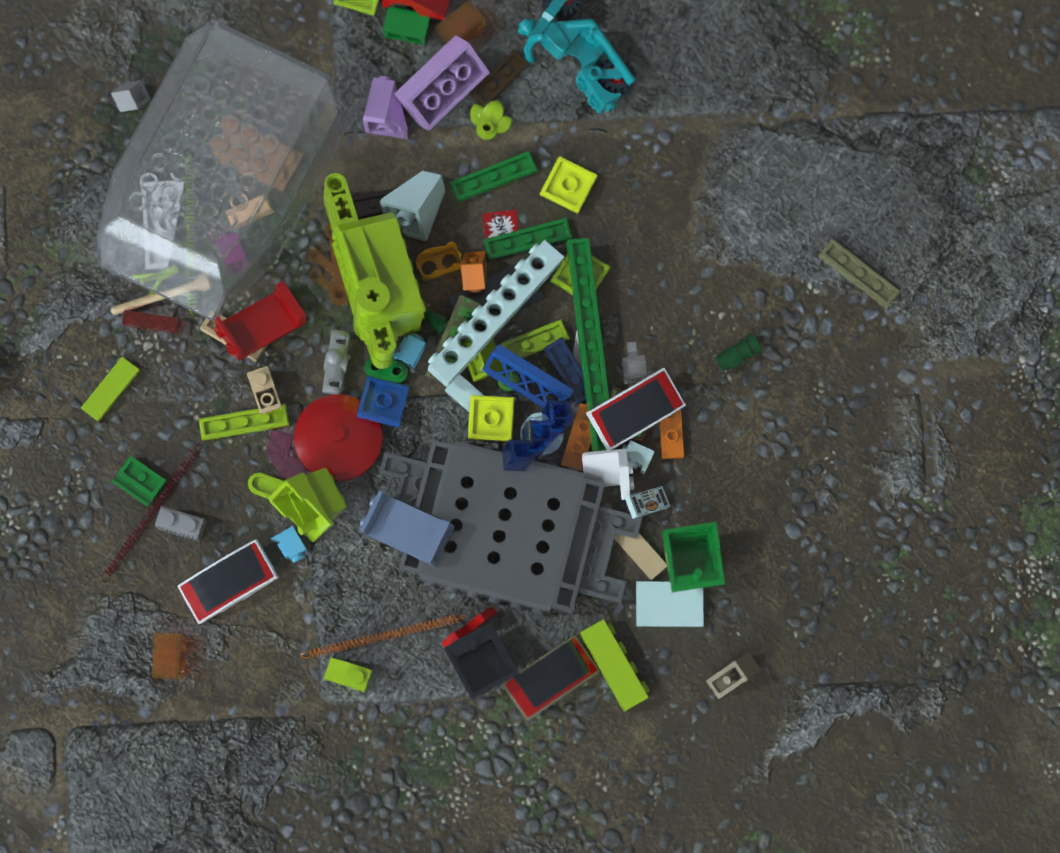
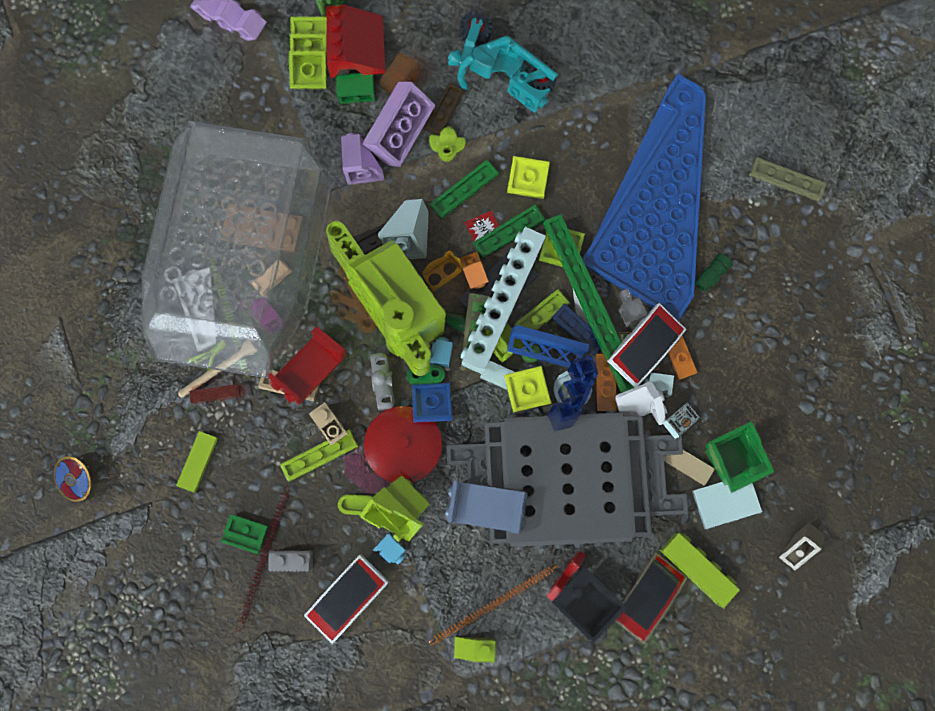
camera: 10 degrees left, 0 degrees up
(130, 96) = (143, 211): light grey panel -> none
(168, 656) = (314, 681): clear orange brick -> none
(692, 273) = (654, 217): none -> blue wing

